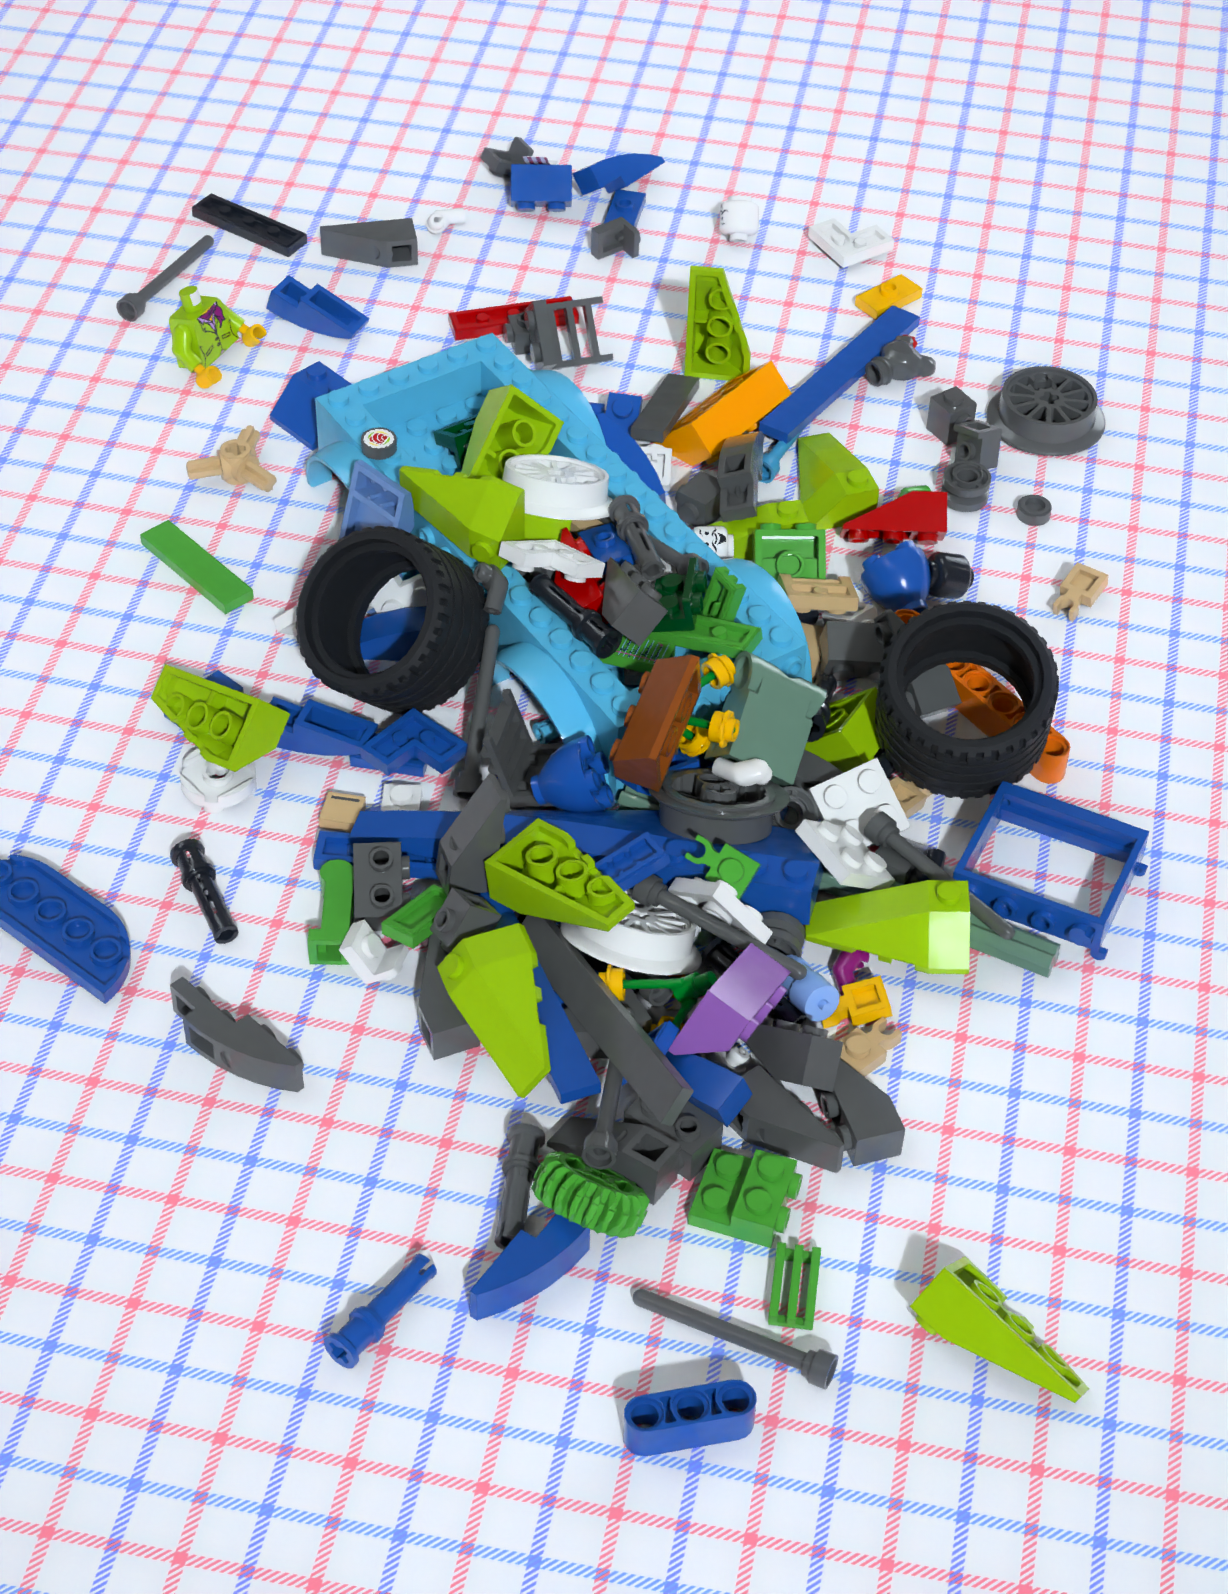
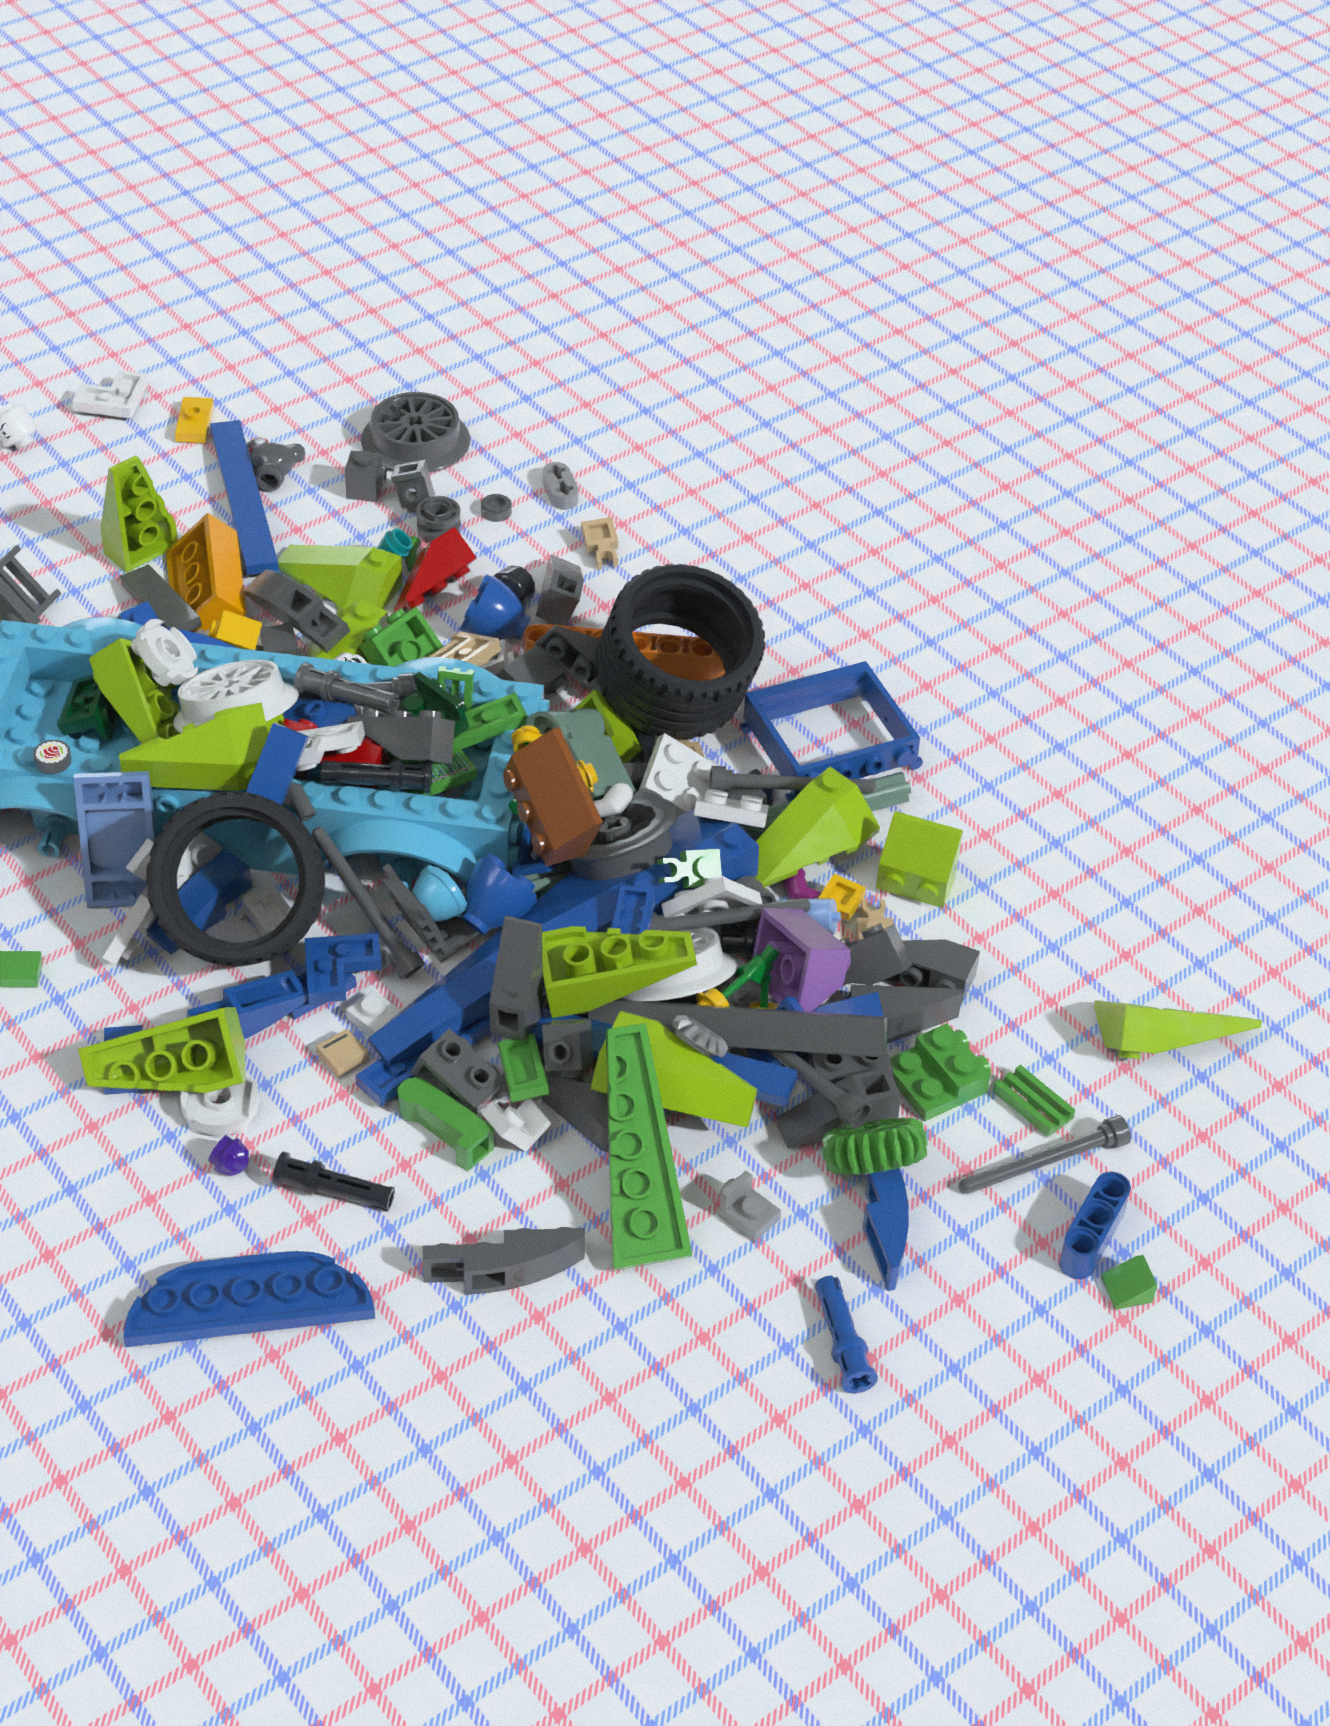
camera: 50 degrees left, 0 degrees up
(168, 816) = (229, 1156): none -> dark purple plate
(380, 1070) = (644, 1186): none -> bright green wing
(451, 1158) = (746, 1208): none -> light grey bracket
(490, 546) = (277, 763): none -> blue tile
(519, 1171) = (797, 1175): dark grey pin -> none
(527, 744) = (439, 894): none -> medium azure hat
(530, 426) = (165, 653): none -> white plate
(543, 981) = (699, 1036): none -> light grey gear
(654, 1490) = (1130, 1283): none -> bright green slope
(671, 463) = (236, 630): none -> yellow brick
(891, 479) = (396, 542): none -> teal cone
(963, 1022) = (919, 859): none -> lime slope
(1003, 589) = (560, 591): none -> dark grey slope
(1115, 530) = (556, 486): none -> light grey beam

